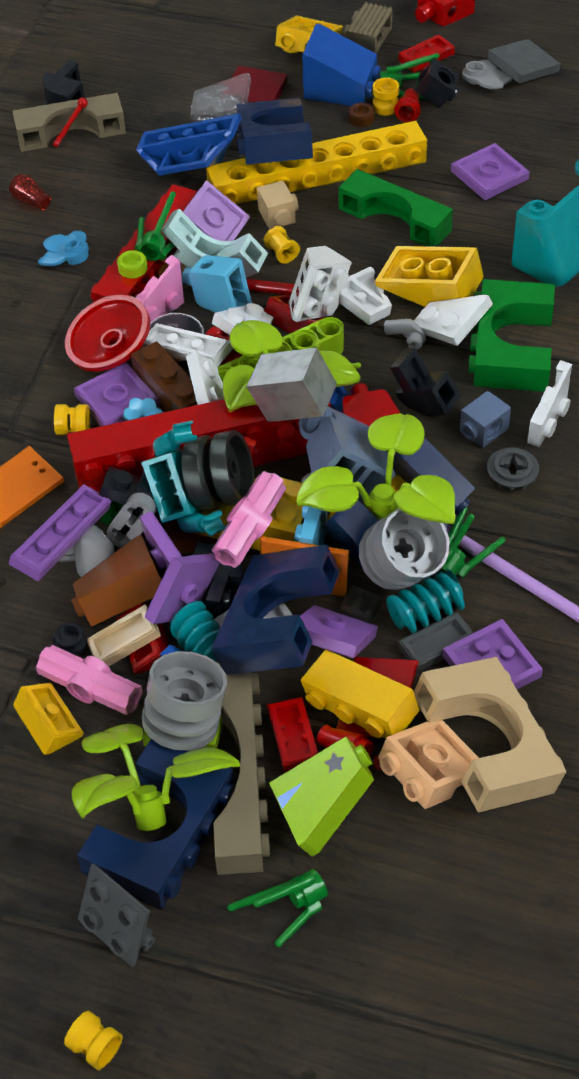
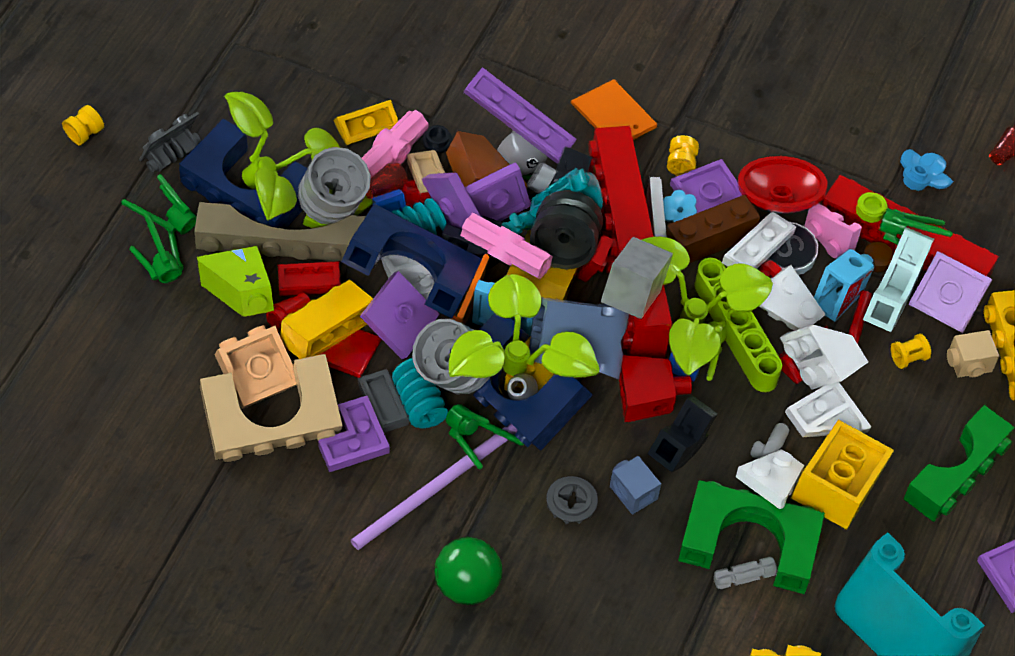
camera: 90 degrees right, 5 degrees up
(137, 666) = (386, 180): none -> clear red cone
(205, 378) = (697, 240): white wing -> none
(226, 888) = (179, 215): none -> green plant
(549, 339) = (745, 573): none -> light grey axle
(552, 405) = (630, 535): white wing -> none

